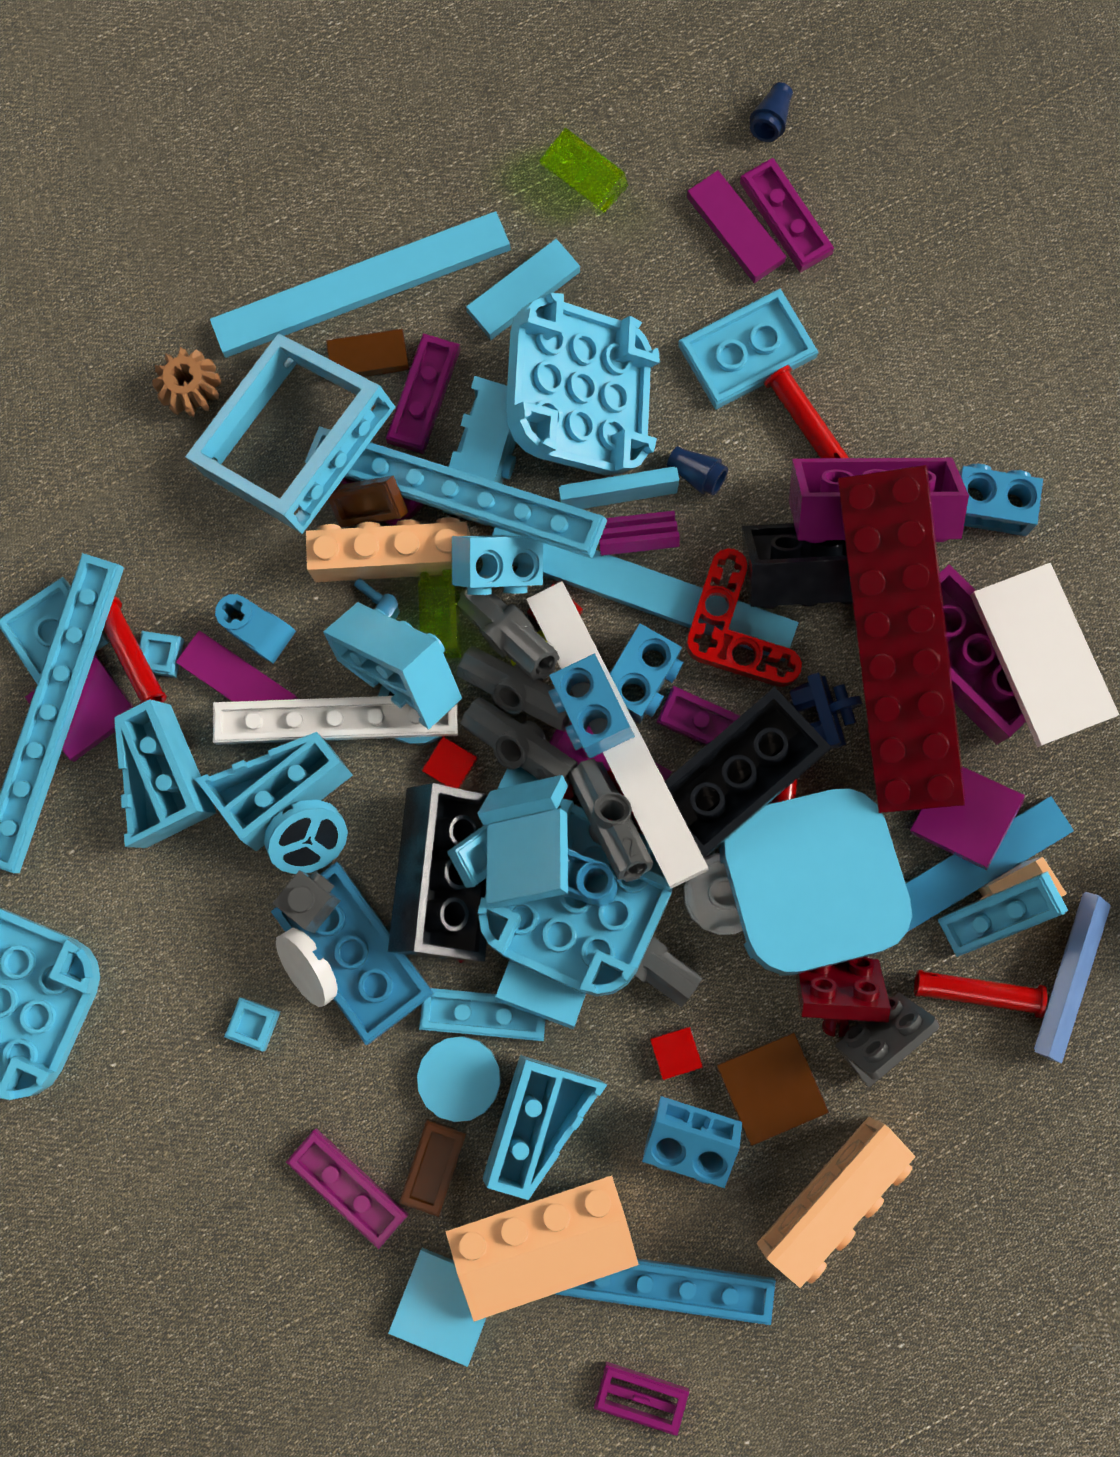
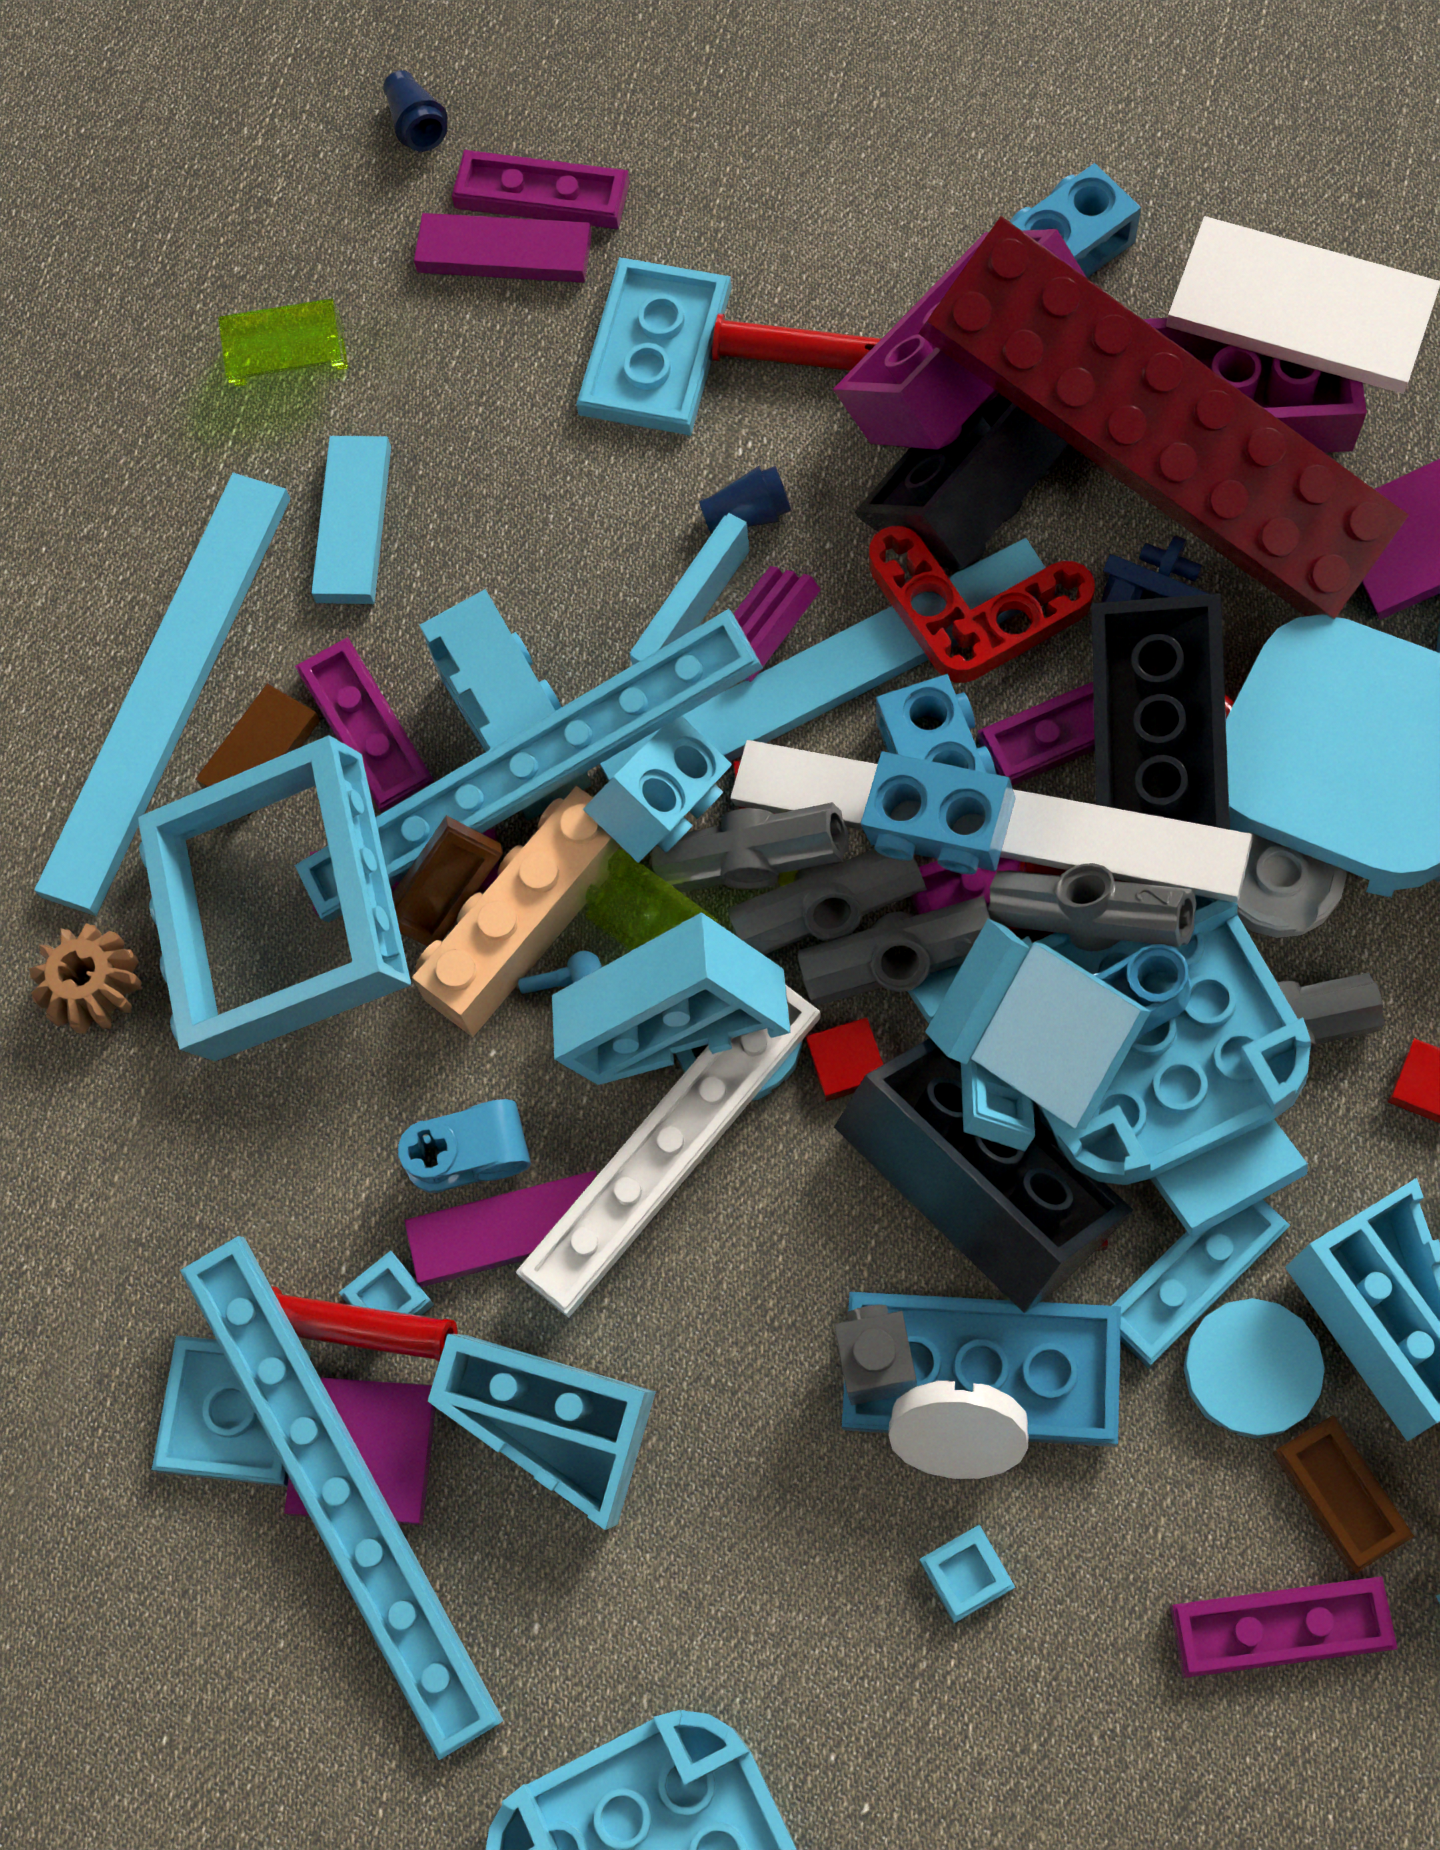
camera: 45 degrees left, 10 degrees down
(263, 787) = (695, 1283): medium azure wedge -> none
(305, 837) = (790, 1295): medium azure tile -> none
(579, 387) = (537, 534): medium azure tile -> none

